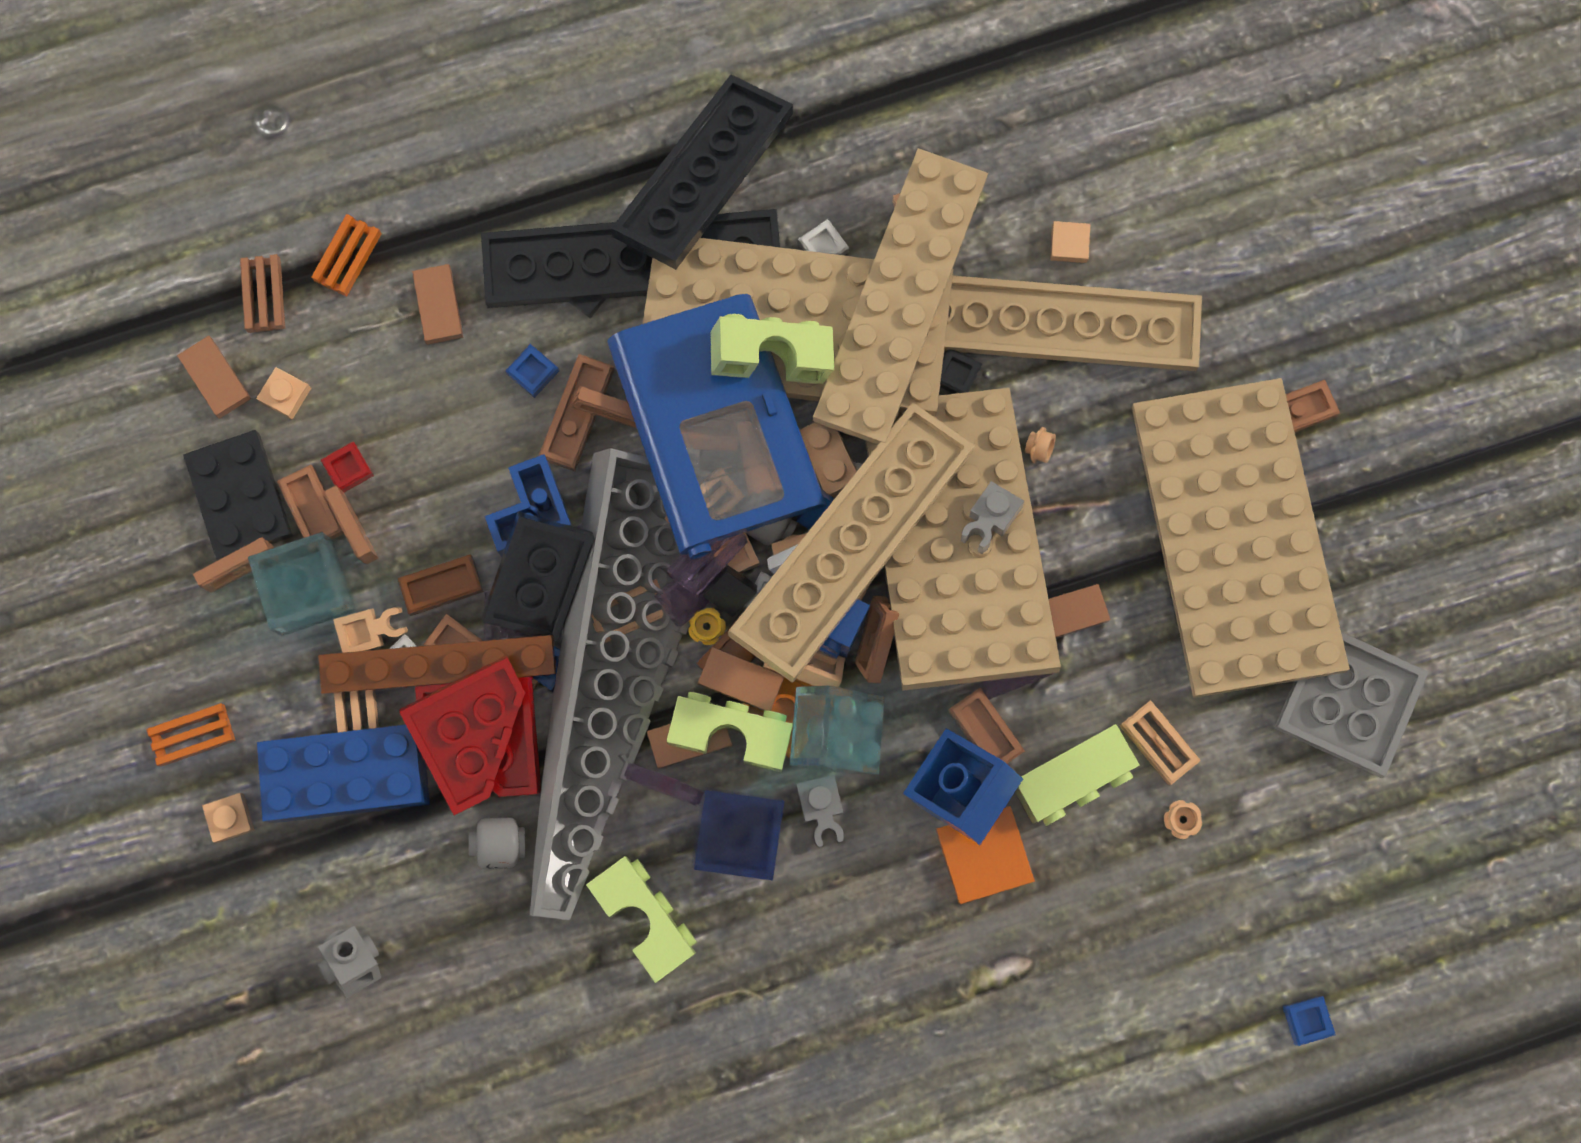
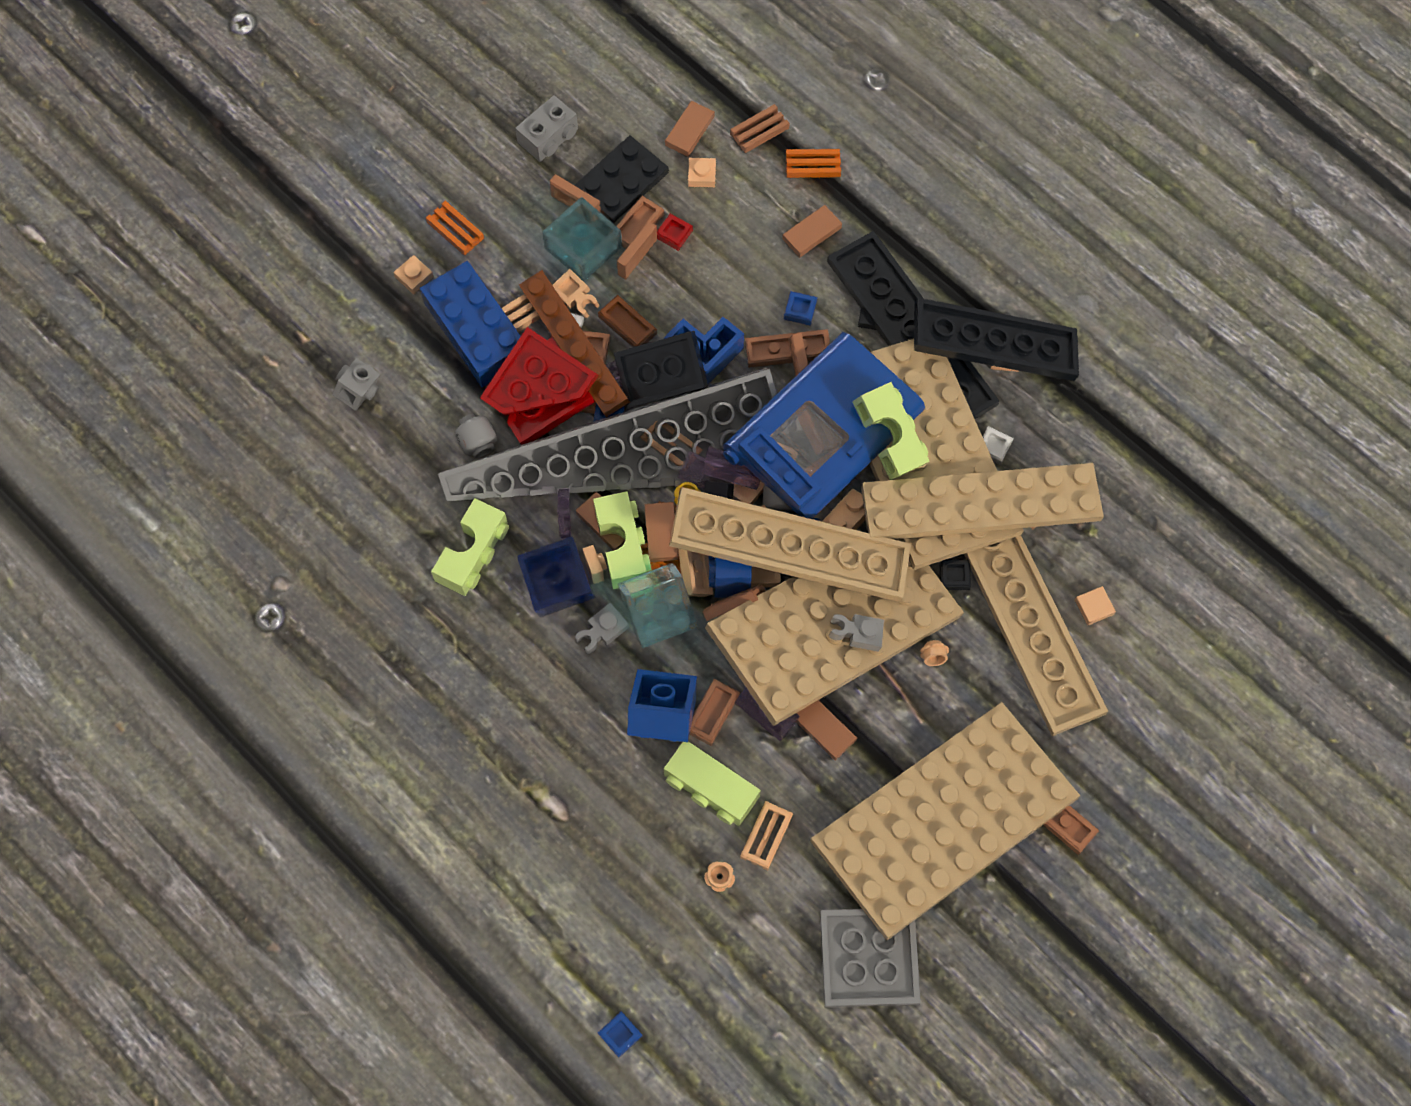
camera: 65 degrees right, 10 degrees down
(116, 552) = (547, 128): none -> light grey brick
(739, 778) = (595, 564): none -> light nougat plate
(754, 502) = (779, 468): none -> blue plate
(989, 867) = (621, 756): orange tile -> none

